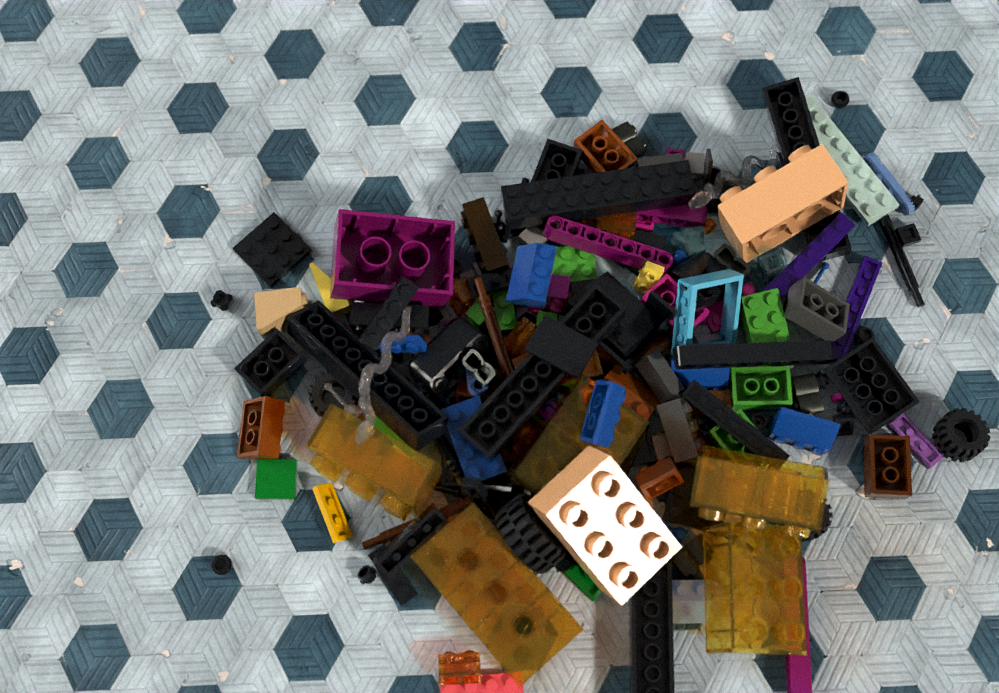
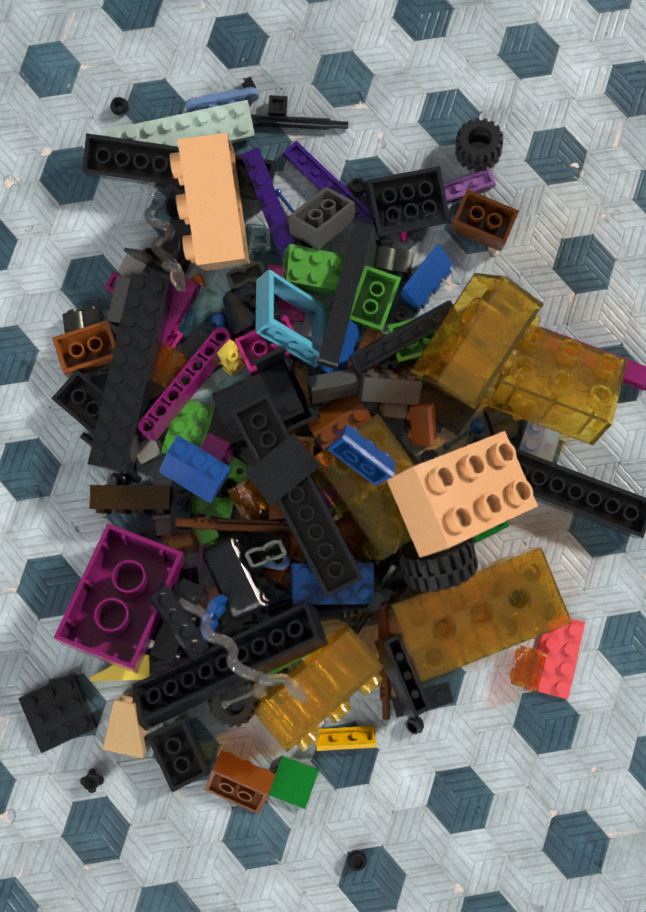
camera: 75 degrees left, 10 degrees up
(846, 422) = (430, 240): black plate -> none

